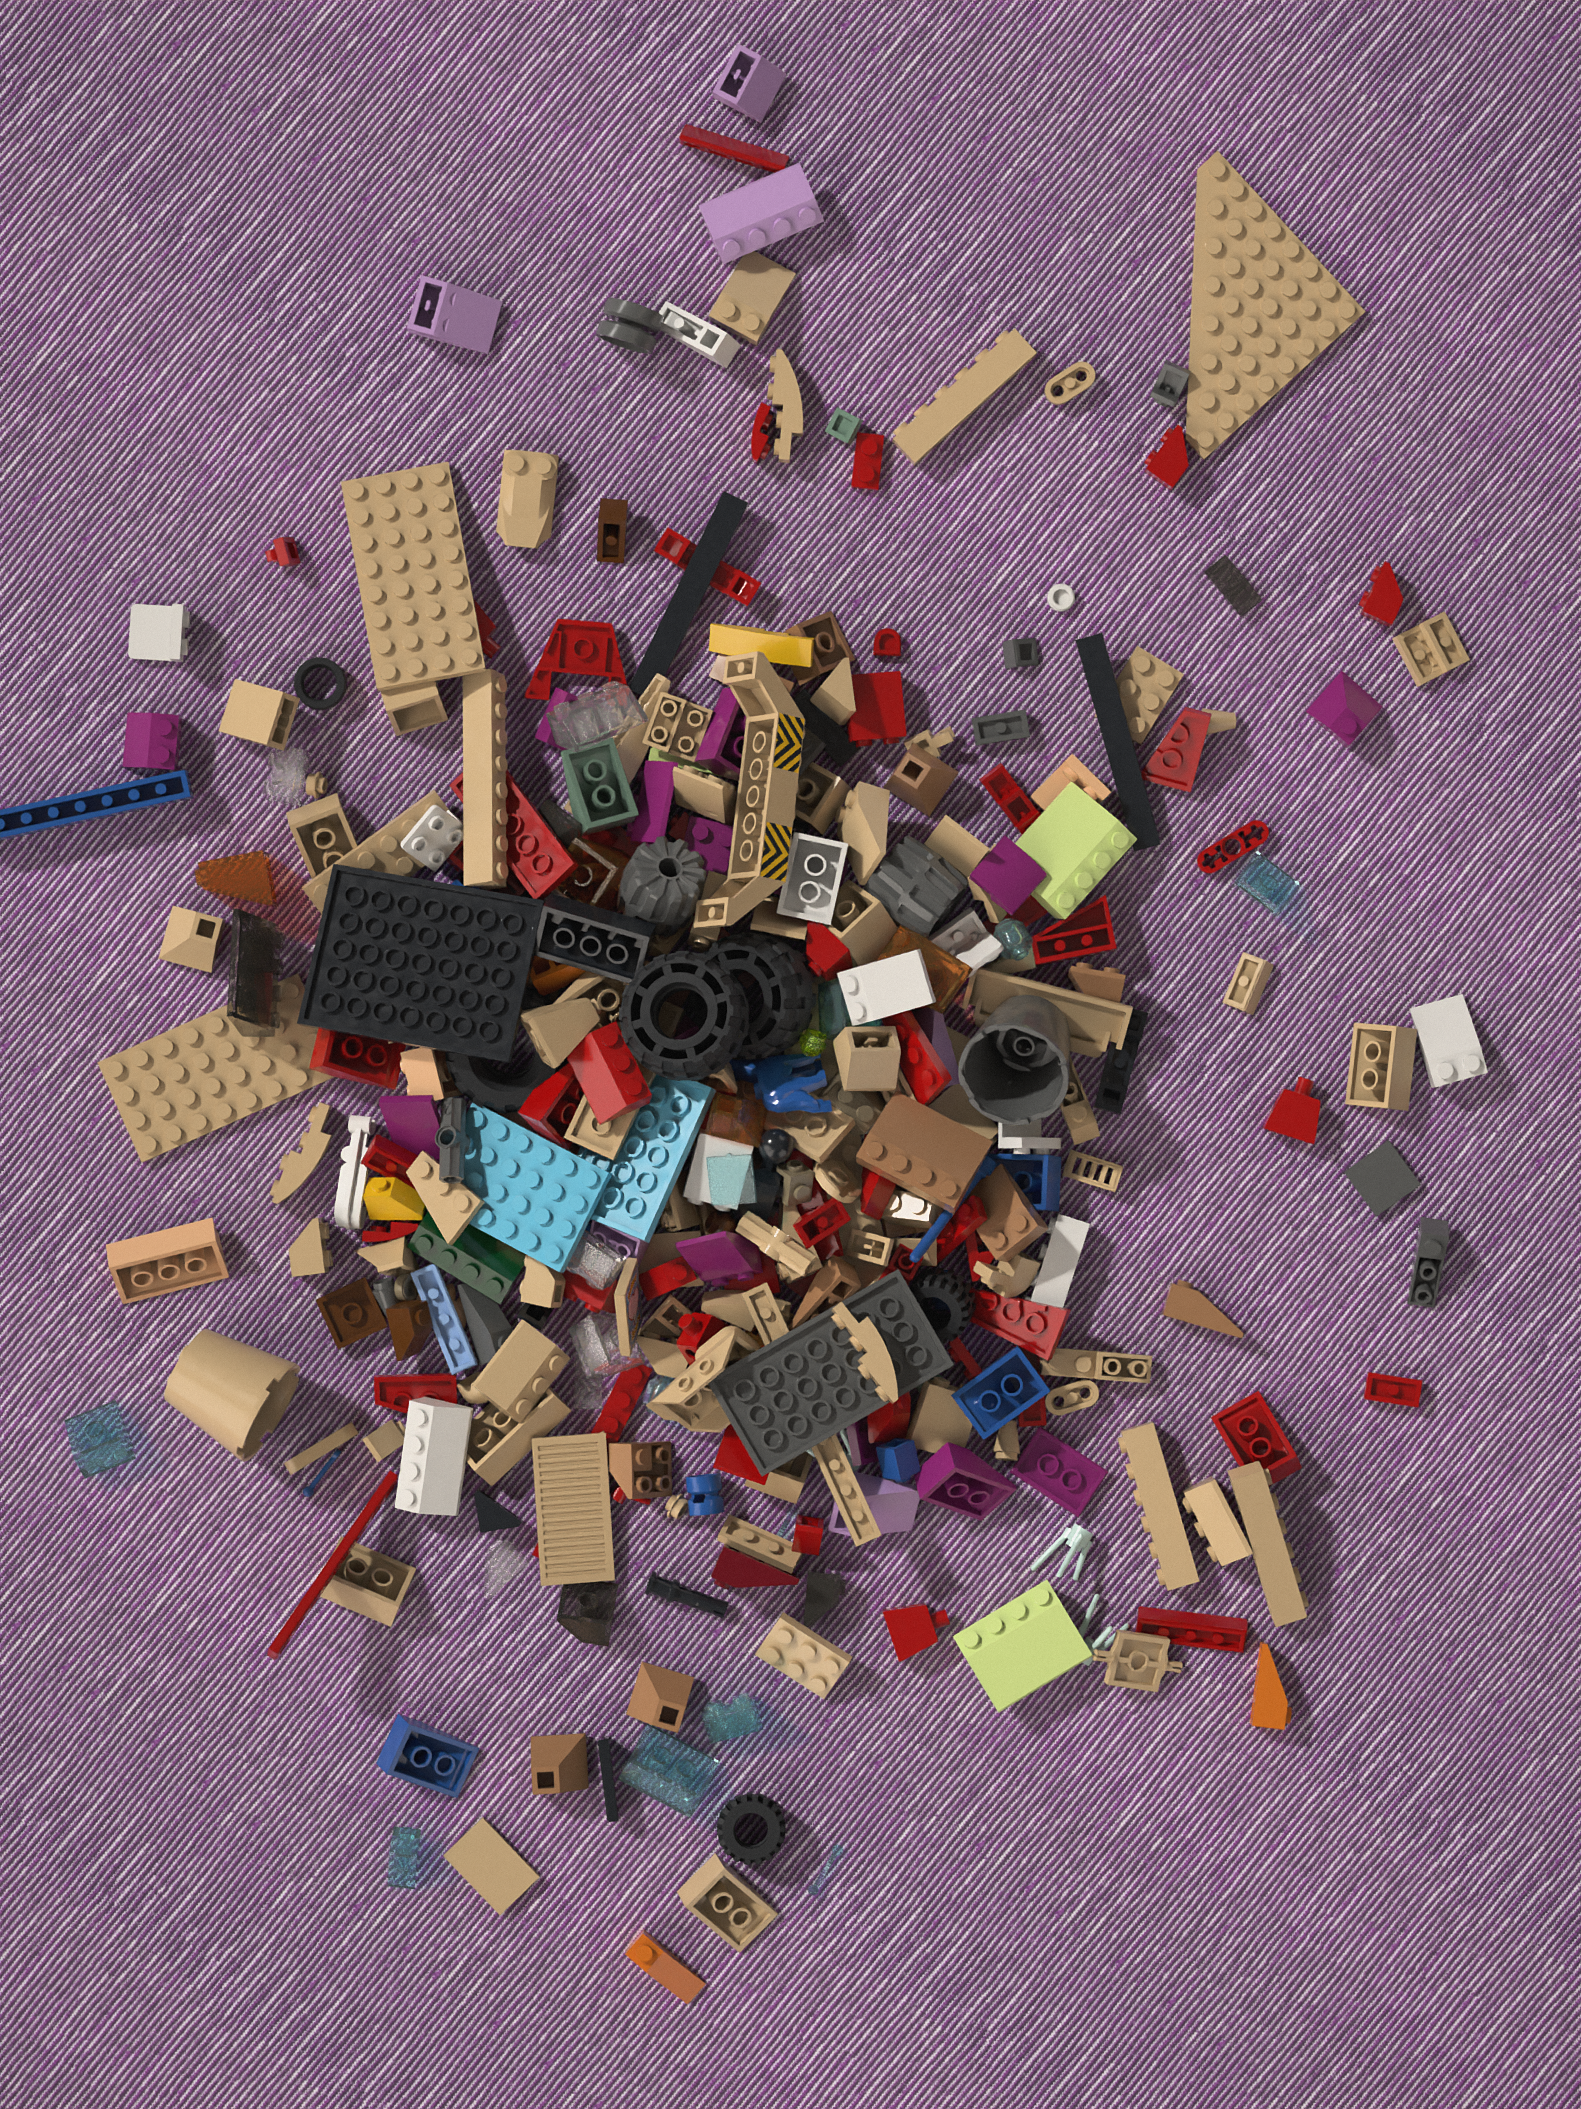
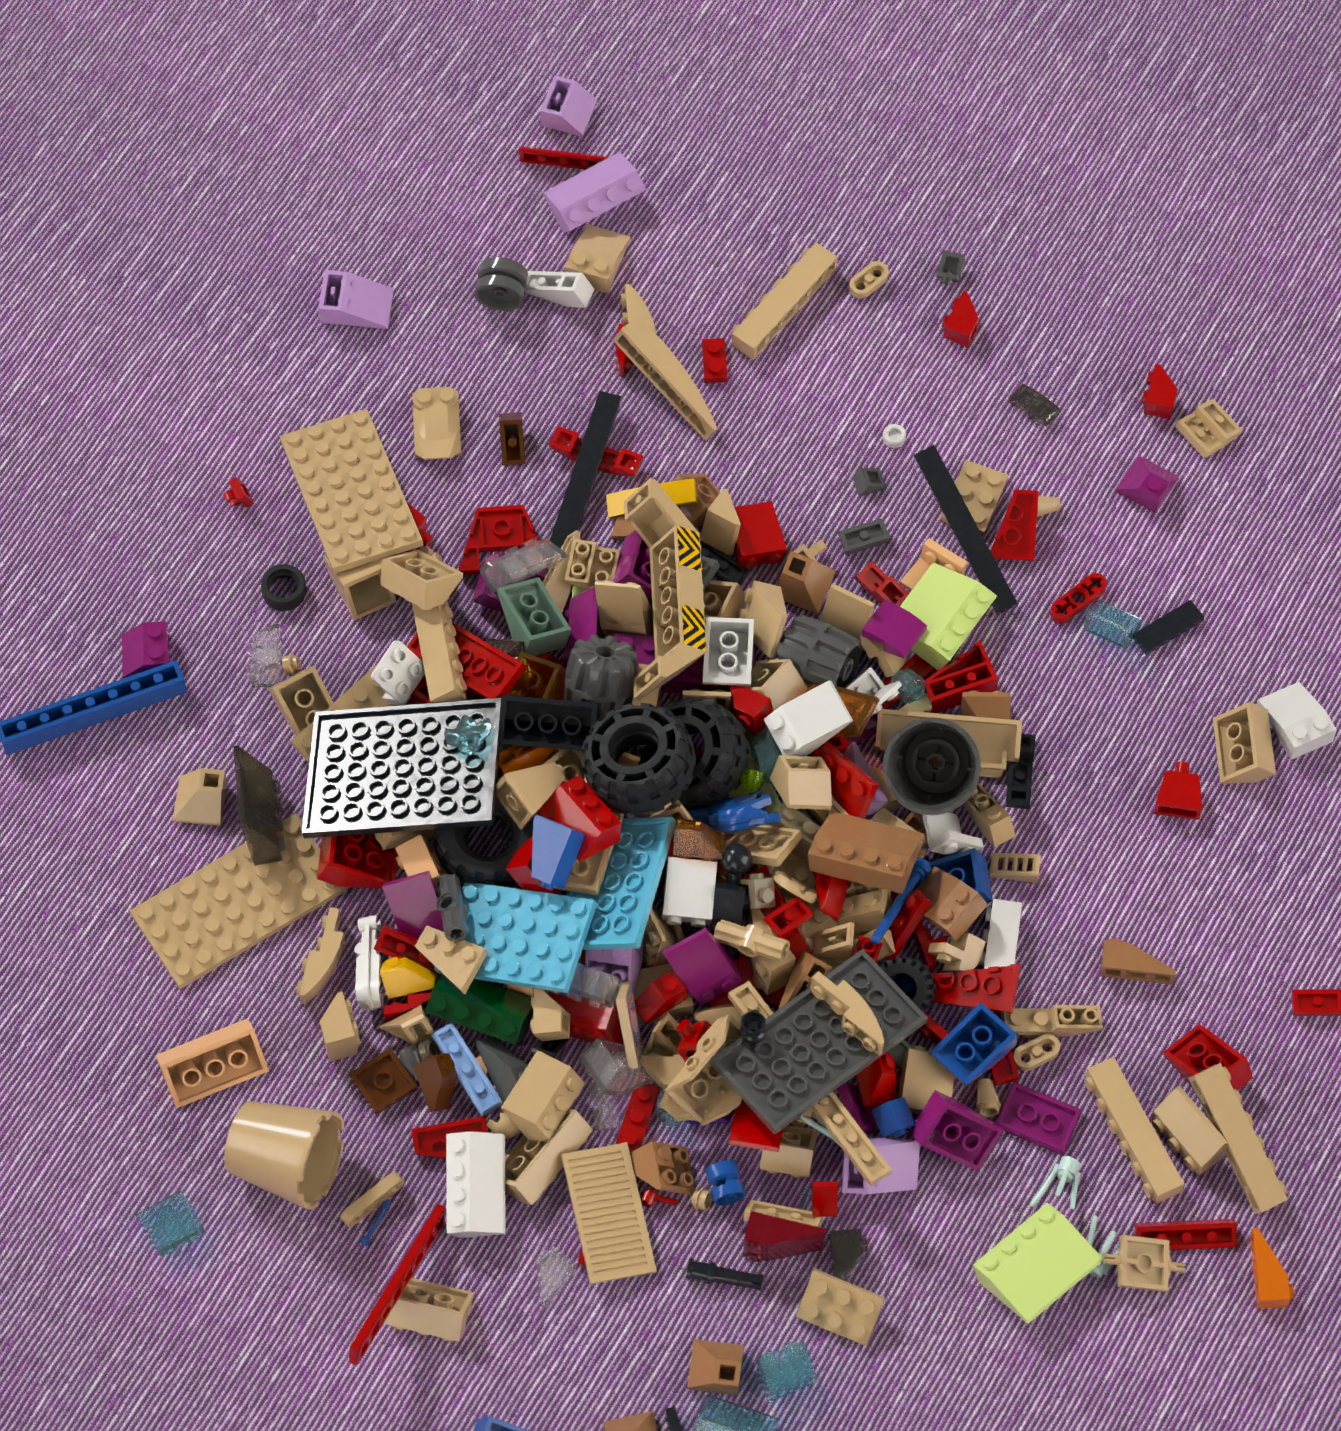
camera: 10 degrees left, 25 degrees down
(158, 632) = (141, 568): white bracket -> none
(239, 877) = (237, 728): clear orange slope -> none
(259, 714) = (235, 611): tan brick -> none
(385, 1439) = (428, 1180): tan slope -> none
(475, 718) = (419, 578): none -> tan slope
(493, 1515) = (538, 1231): black slope -> none
(499, 941) = (468, 733): none -> clear light blue plate
(572, 1109) = (553, 851): none -> slope
(588, 1611) = (638, 1300): clear smoke slope -> none
(731, 1179) = (702, 890): clear light blue piece -> none
(758, 1354) = (756, 1023): none -> black wheel
(804, 481) = (666, 374): none -> tan slope
(843, 426) = (690, 335): sand green plate -> none
(887, 643) = (756, 490): red tile -> none
(913, 1628) = (934, 1269): red torso -> none
(1248, 983) = (1115, 701): tan slope -> none
(1255, 306) = (1005, 207): tan plate -> none
(1328, 900) = (1168, 627): none -> black tile
(1382, 1178) = (1266, 835): dark grey tile -> none
(1428, 1261) = (1322, 894): dark grey slope -> none

